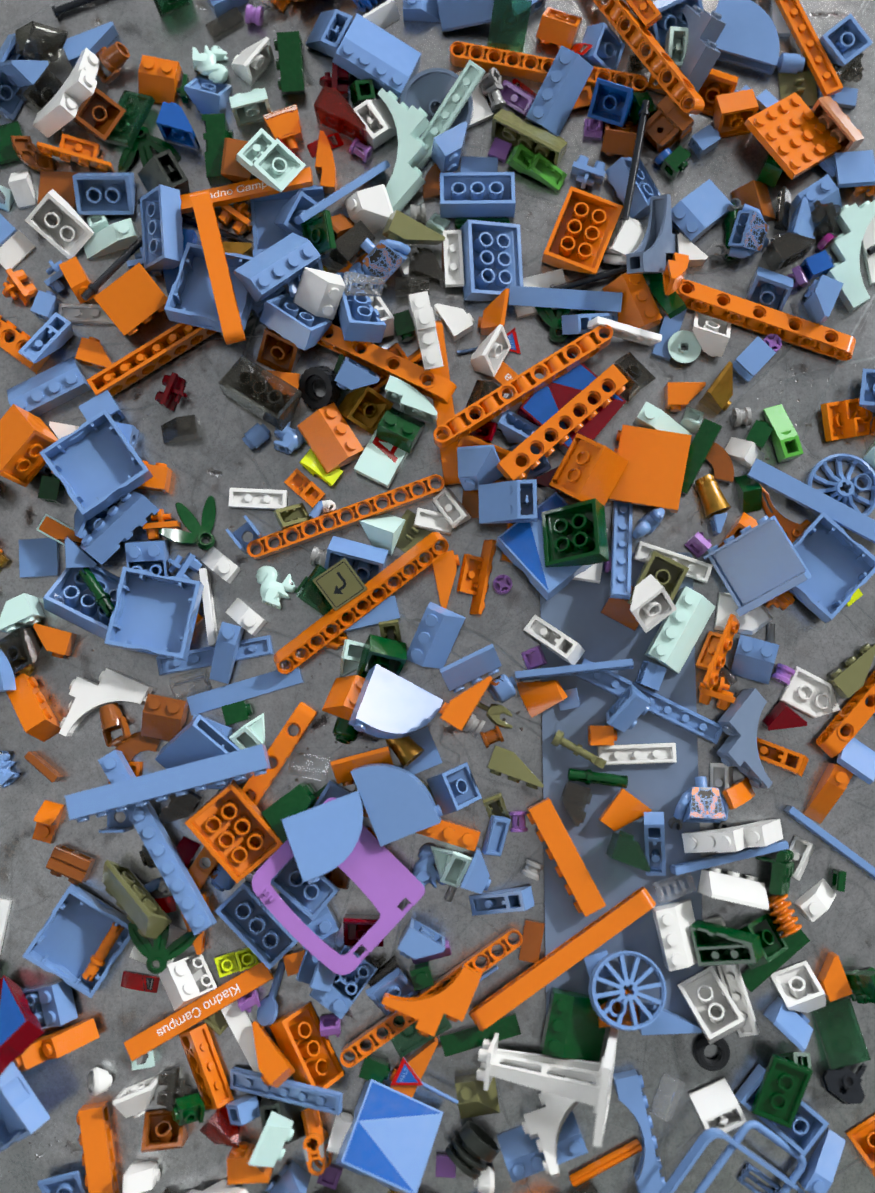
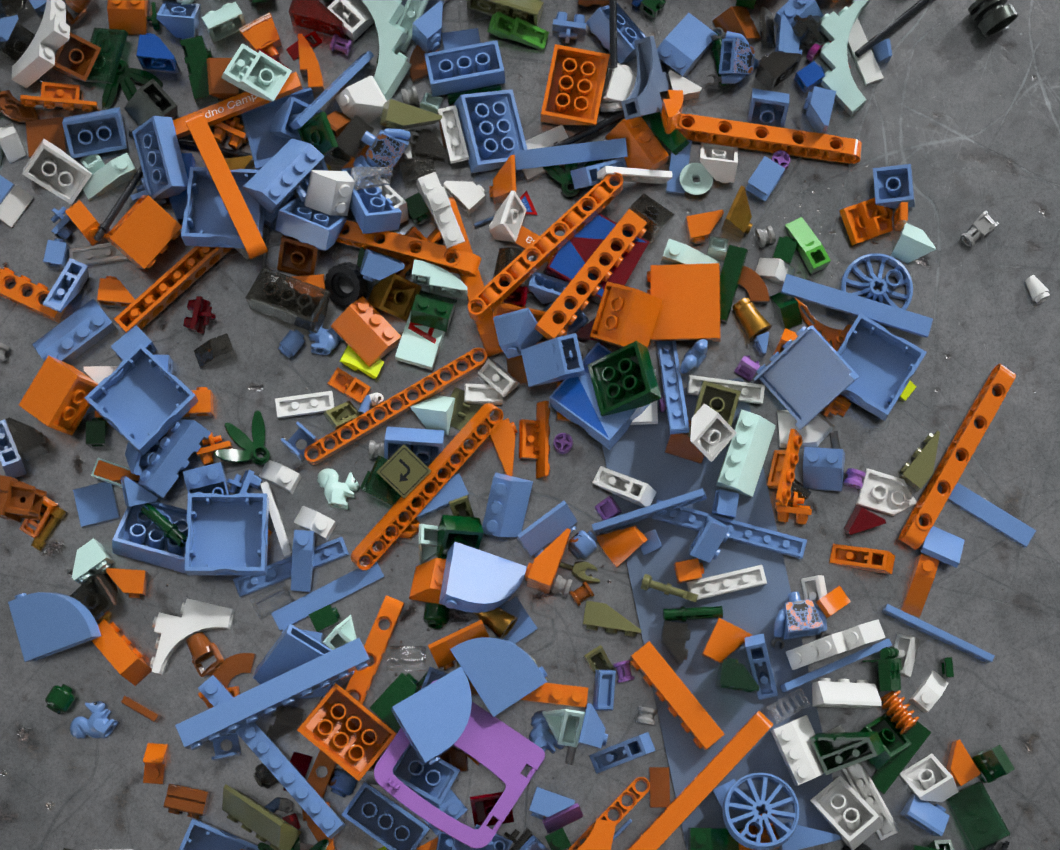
camera: 15 degrees left, 5 degrees down
(16, 287) = (23, 242): orange hips -> none
(163, 717) = (252, 636): dark orange slope -> none
(454, 789) = (554, 651): medium blue slope -> none
(500, 149) = (478, 19): medium lavender tile -> none
(741, 747) = (826, 555): sand blue arch -> none
(800, 277) = (795, 90): medium lavender tile -> none

